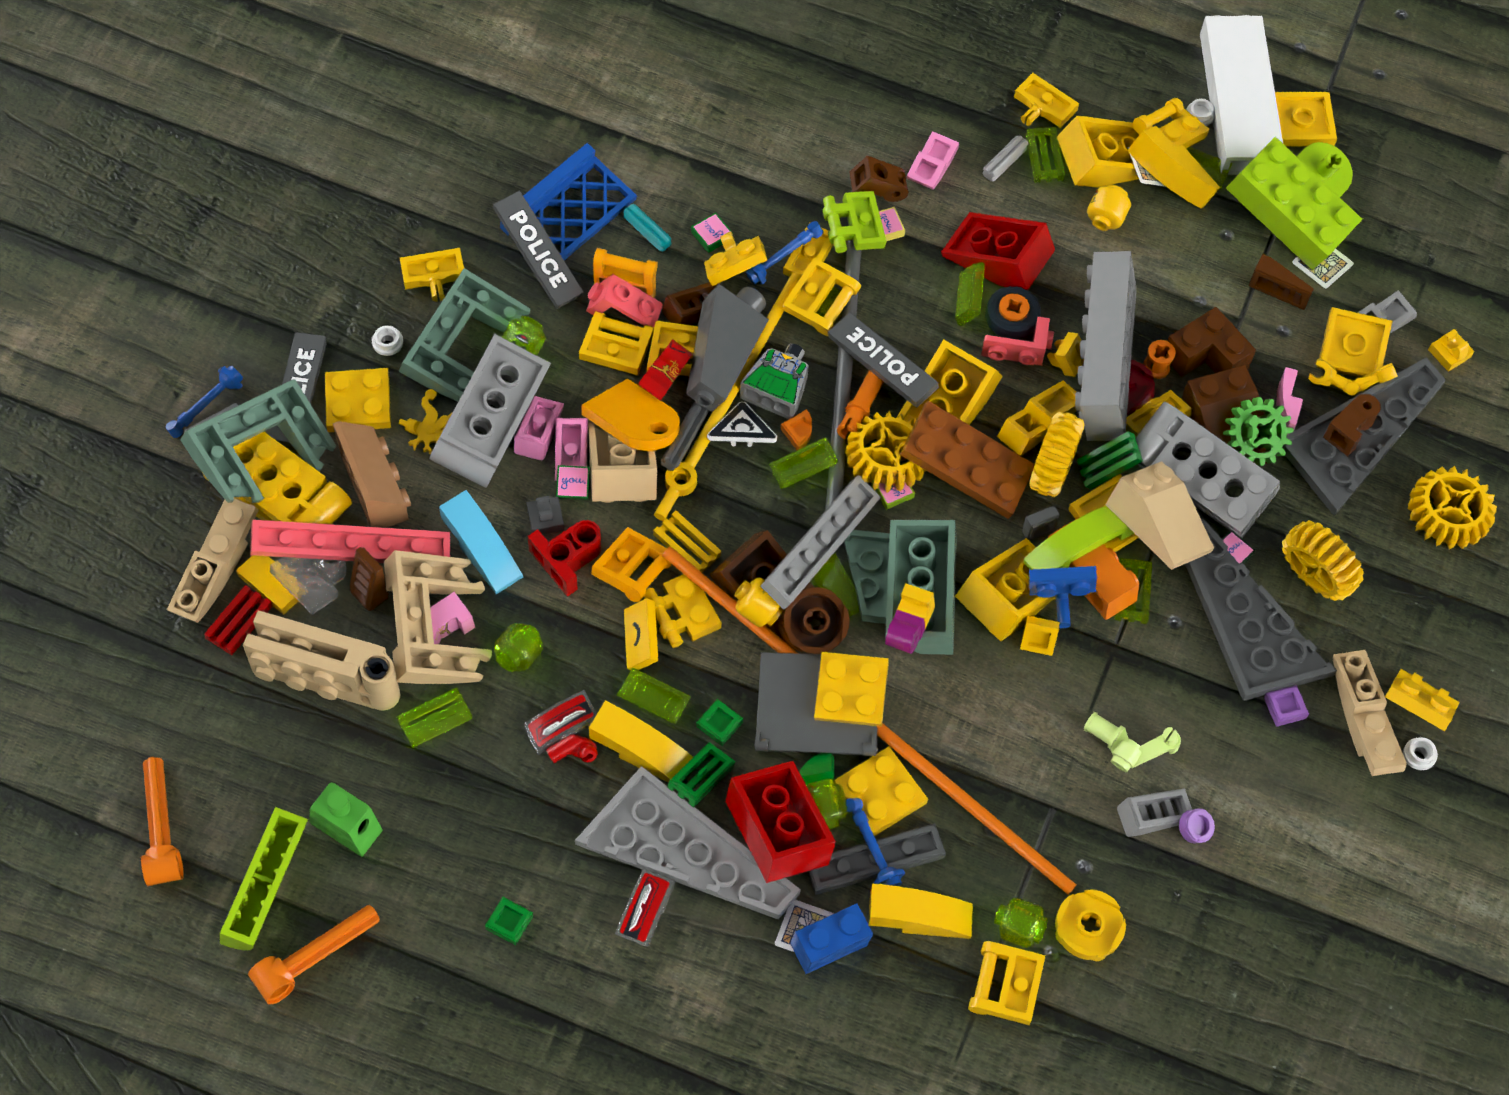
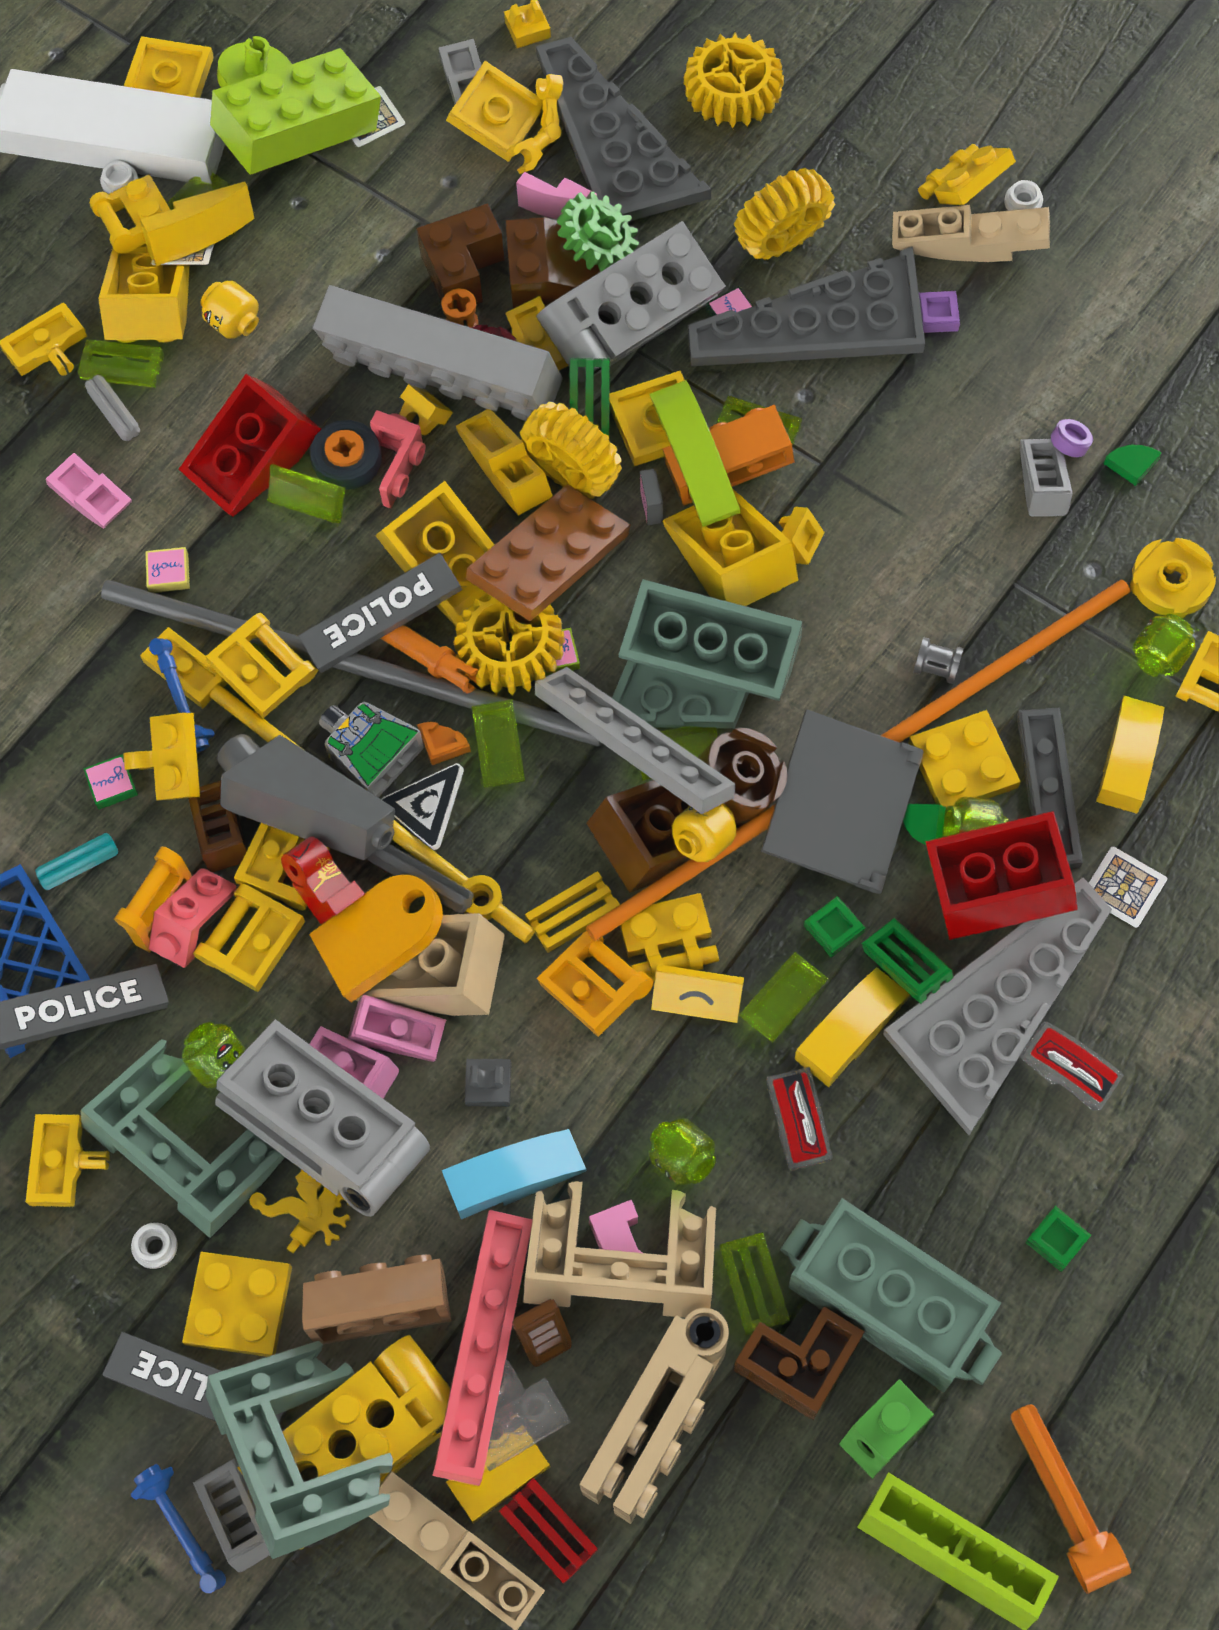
camera: 70 degrees left, 5 degrees up
(373, 755) = (802, 1373): none -> reddish brown brick
(434, 804) = (895, 1295): none -> sand green container
(569, 545) = (557, 1052): red tile -> none
(573, 482) = (449, 1035): bright pink tile -> none
(575, 746) = (835, 1108): red arm -> none
(831, 938) = (1154, 855): blue brick -> none
(851, 689) = (841, 753): yellow plate -> none
(863, 219) = (161, 587): lime plate -> none
(879, 177) = (103, 557): reddish brown leg -> none
(886, 875) = (1082, 776): blue piece -> none
(910, 618) = (773, 659): leg -> none
(960, 755) = (938, 660): none -> flat silver bush
(1060, 583) = (756, 497): blue plate -> none
(1127, 752) = (967, 485): yellowish green pin -> none
(1161, 514) = (687, 358): tan slope -> none
(1192, 880) = (1132, 461): none -> green tile
(1280, 283) = (389, 162): reddish brown slope -> none
(1346, 426) = (609, 139): reddish brown leg -> none

